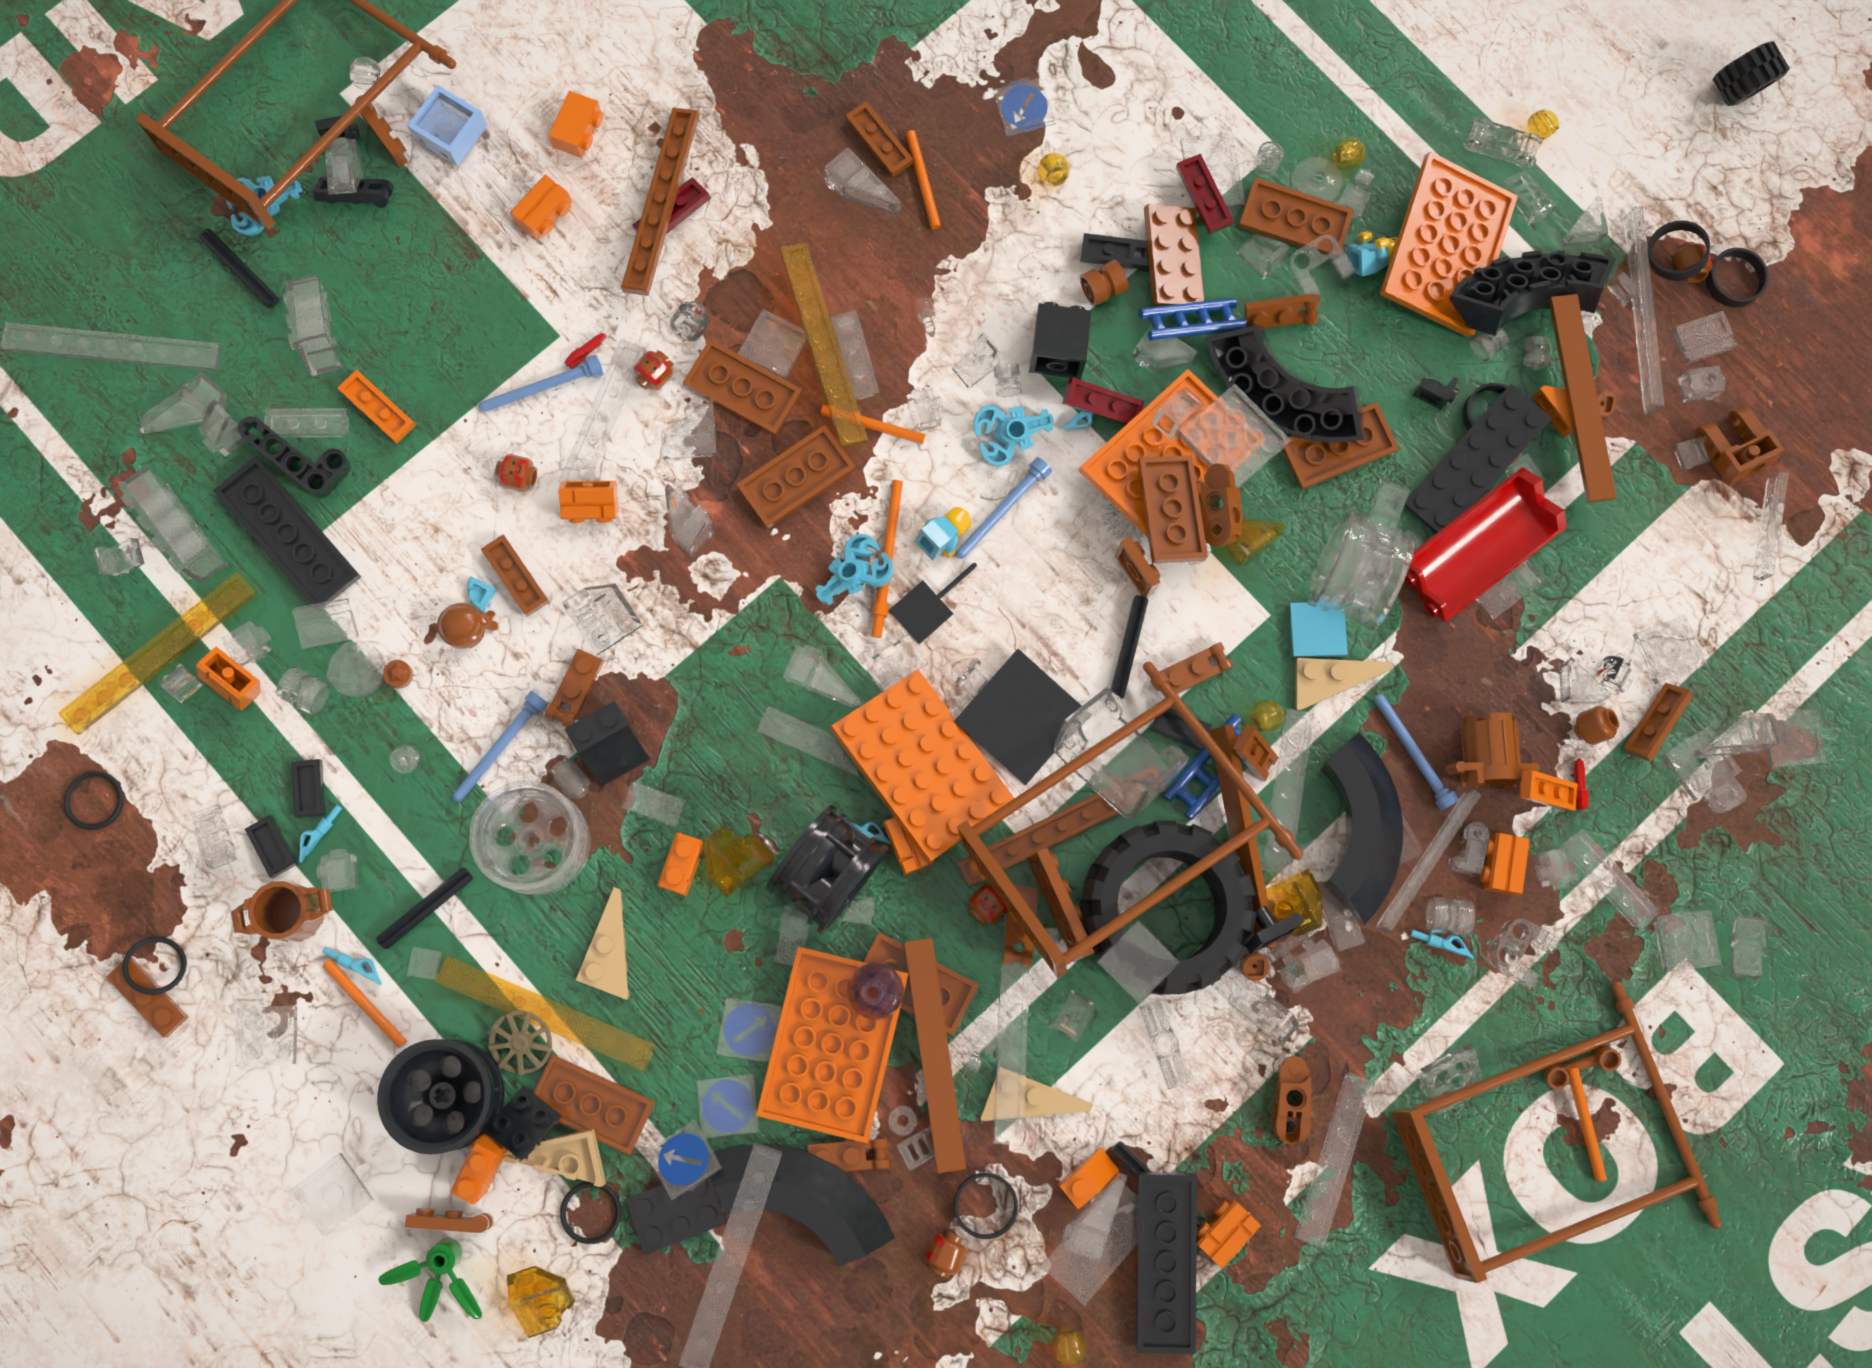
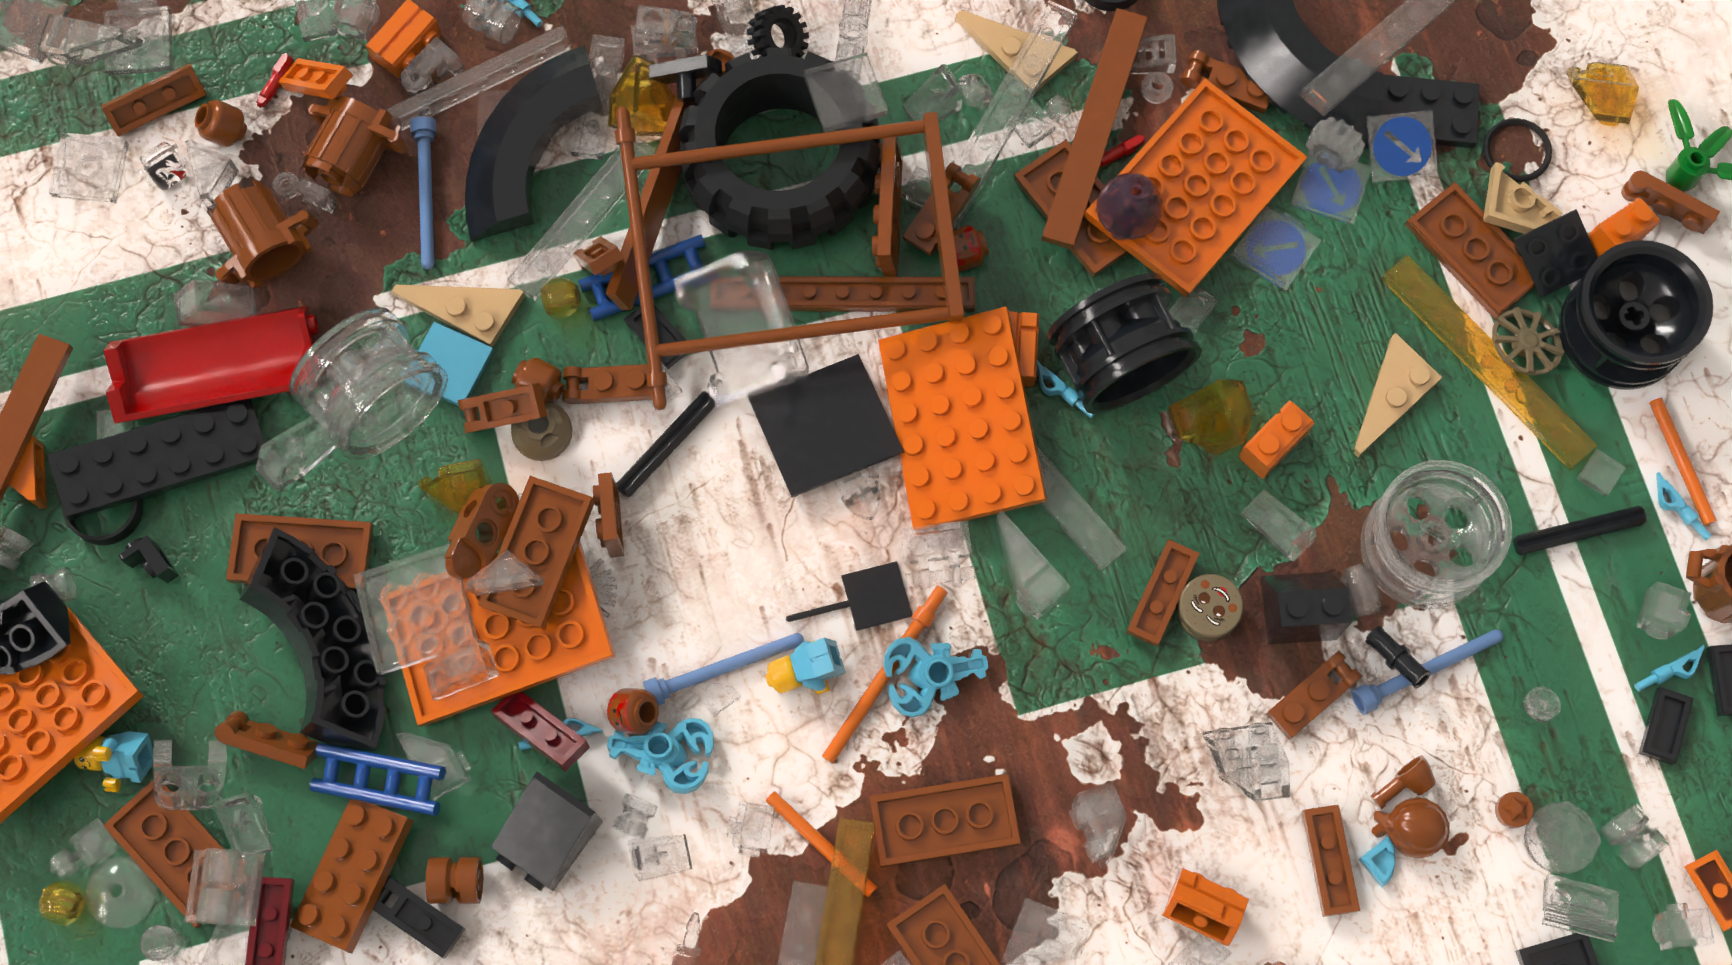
camera: 145 degrees left, 5 degrees down
(480, 662) = (1414, 776): none -> dark orange bar
(523, 740) = (1398, 657): none -> black pin
(676, 714) = (1210, 607): none -> dark tan head
(716, 709) = (1162, 593): none -> dark orange plate
(736, 1131) = (1335, 144): none -> clear gear
(906, 1053) = (1122, 150): none -> red piece
(1043, 1040) = (976, 91): none -> clear plate
(1047, 445) = (633, 711): none -> dark orange head
(1183, 478) = (502, 575): none -> clear slope
(1214, 624) = (546, 444): none -> dark tan piece
(1235, 1004) = (786, 21): none -> black tyre
(1245, 644) = (541, 372): none -> dark orange head
(1248, 201) = (224, 887): none -> clear plate
(1258, 607) = (503, 407): none -> dark orange plate
(1493, 704) = (313, 195): none -> clear plate
(1513, 651) = (259, 234): none -> dark orange container

